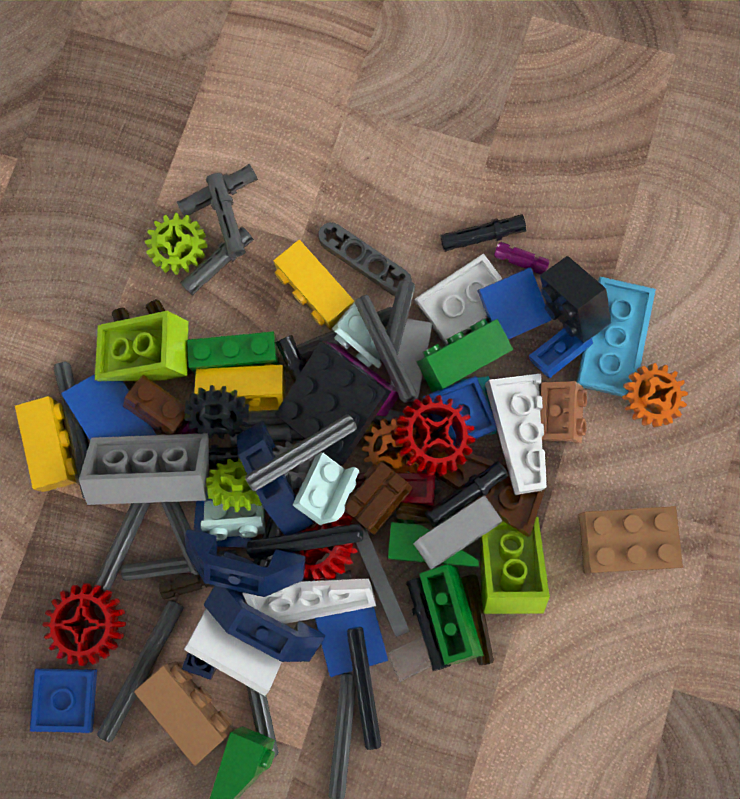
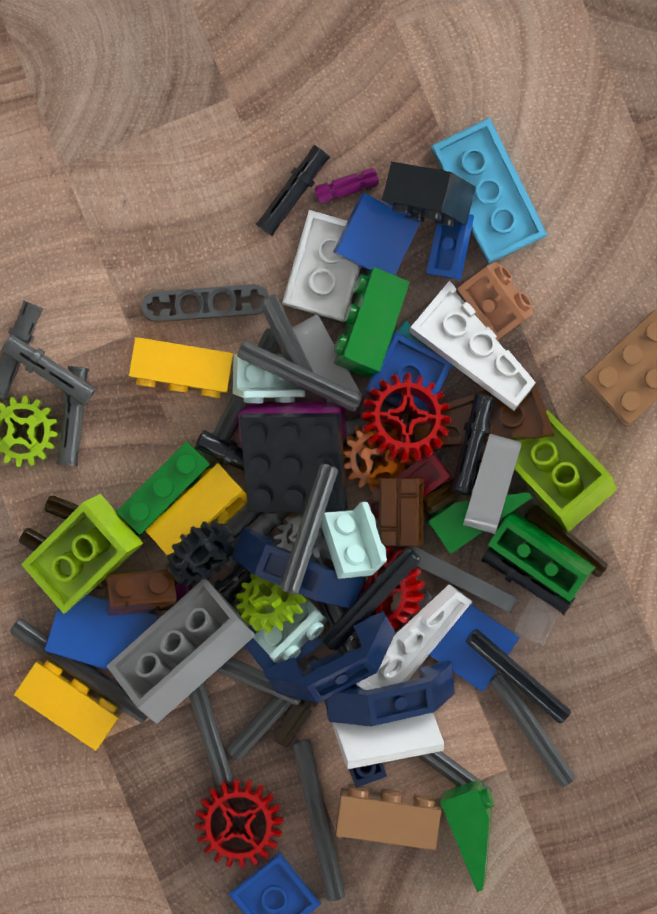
camera: 45 degrees left, 10 degrees up
(661, 408) = (552, 213): orange gear -> none

